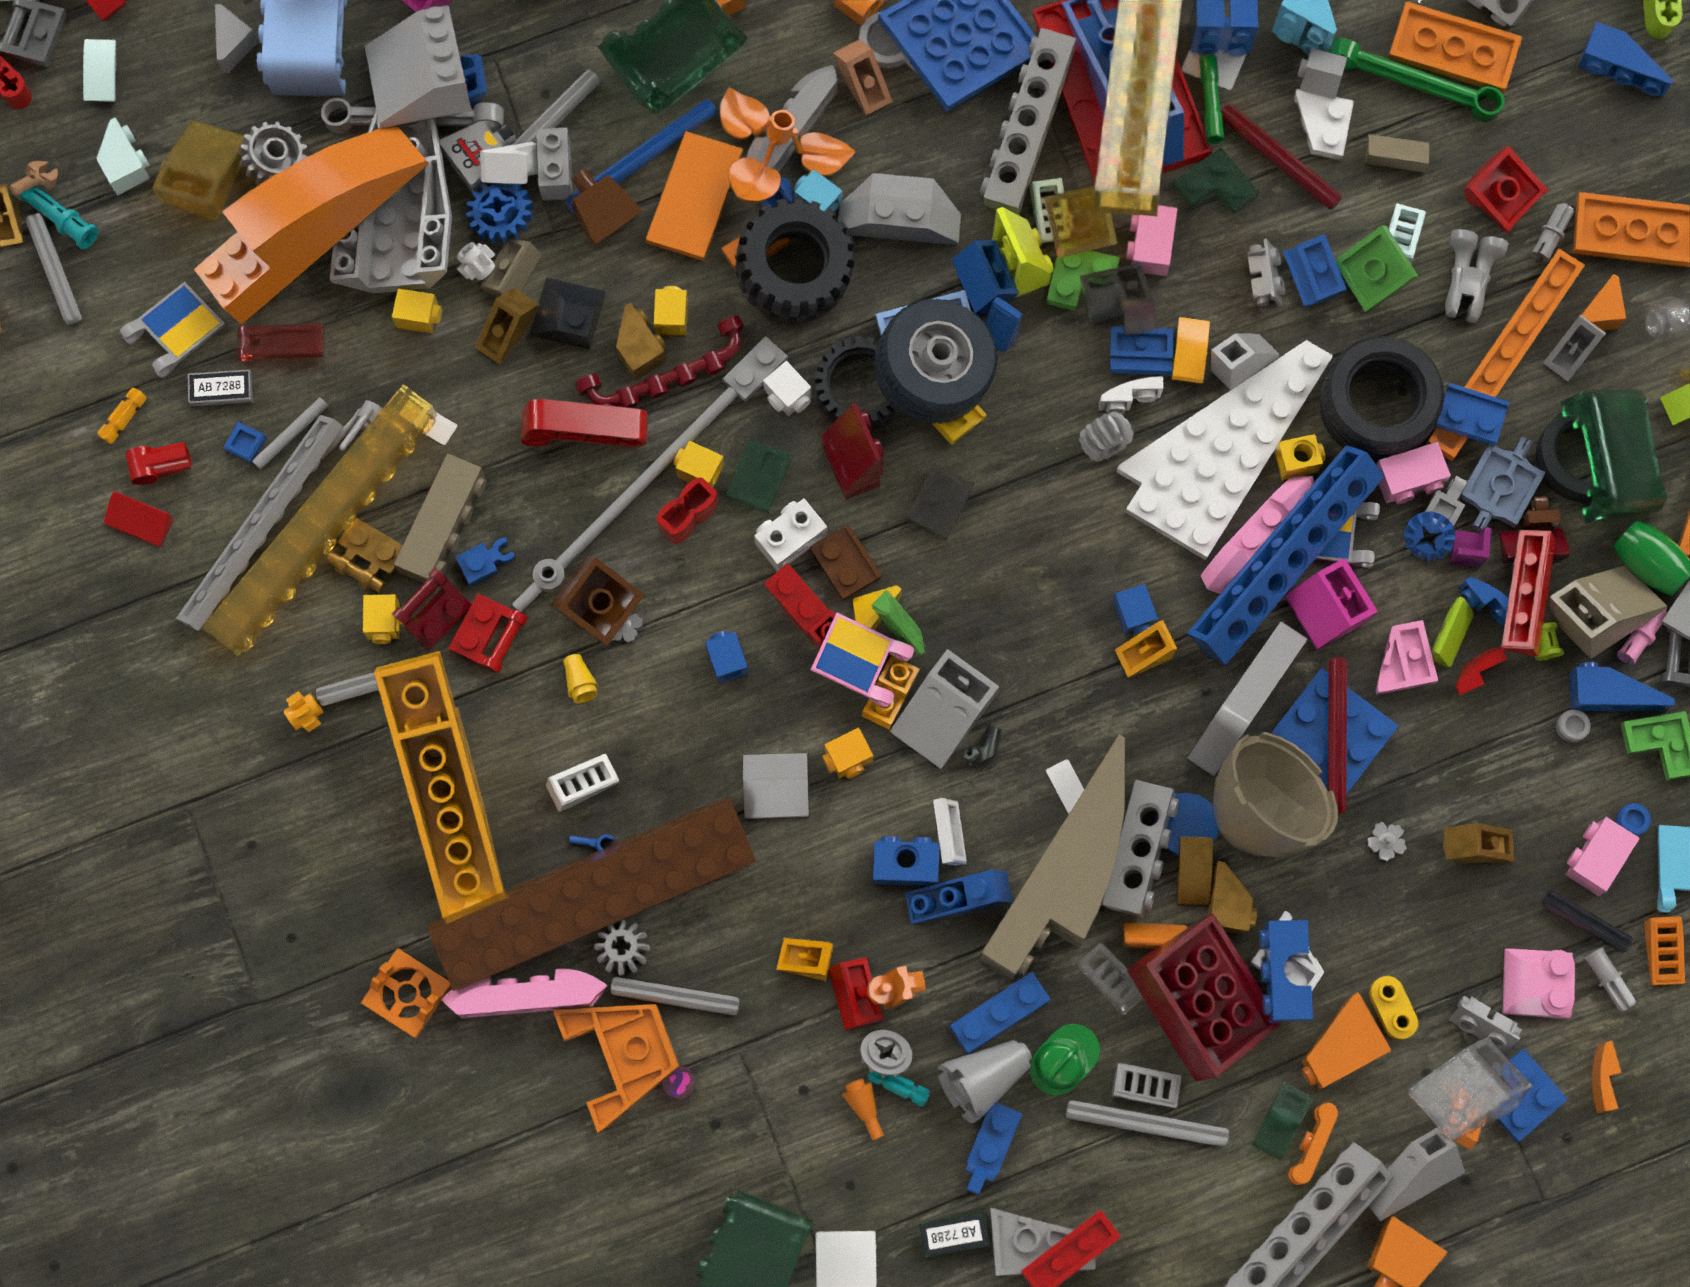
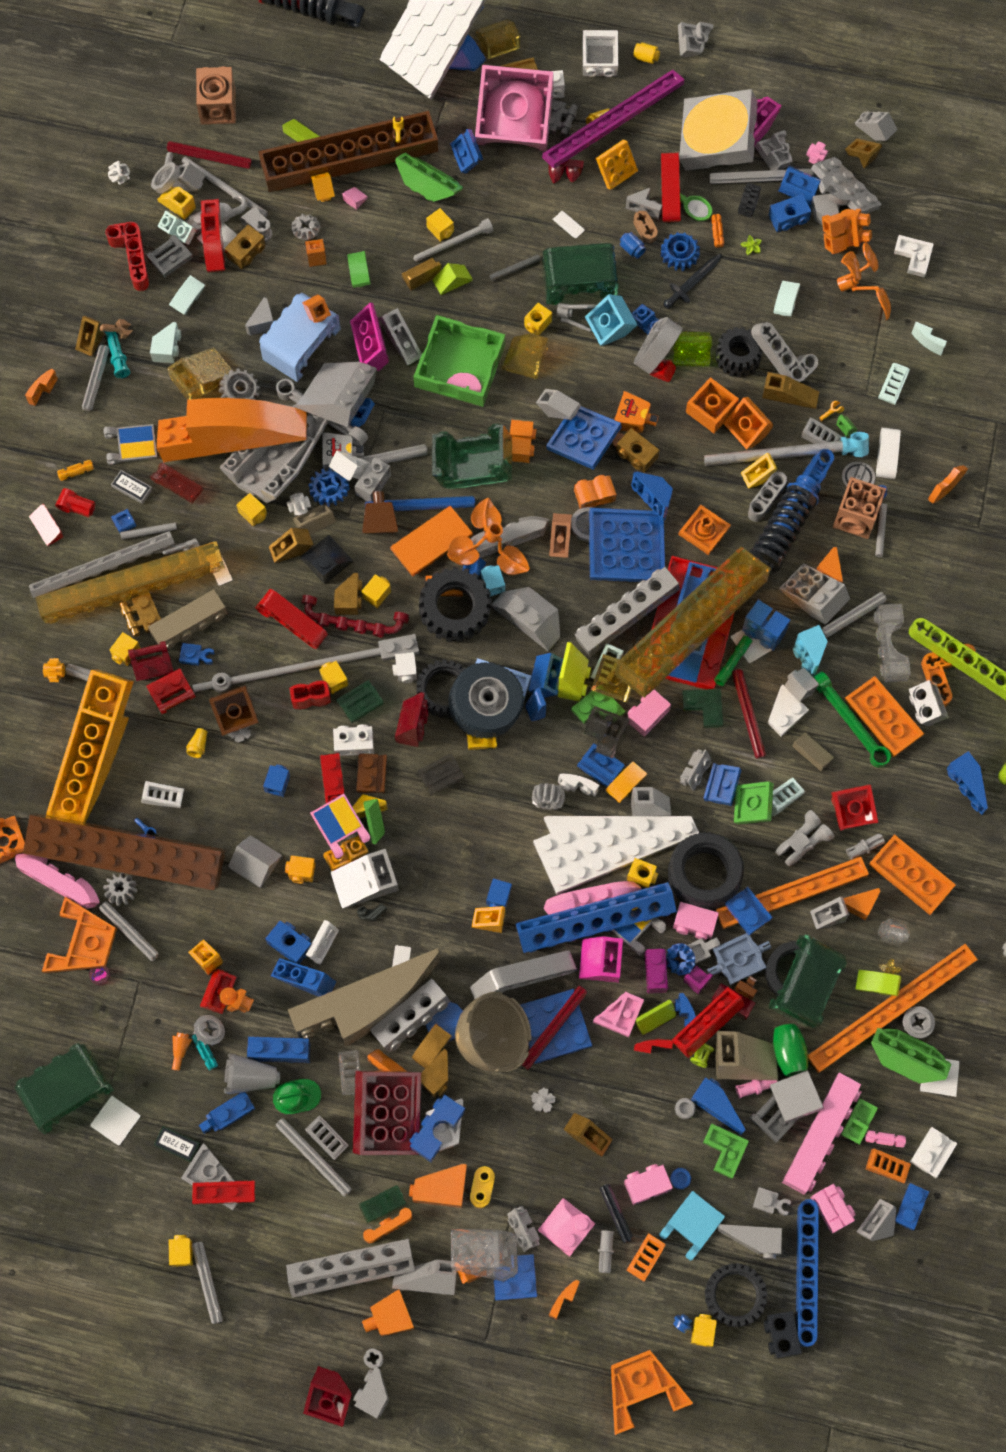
camera: 35 degrees right, 5 degrees down
(1411, 572) = (656, 971): none -> magenta brick

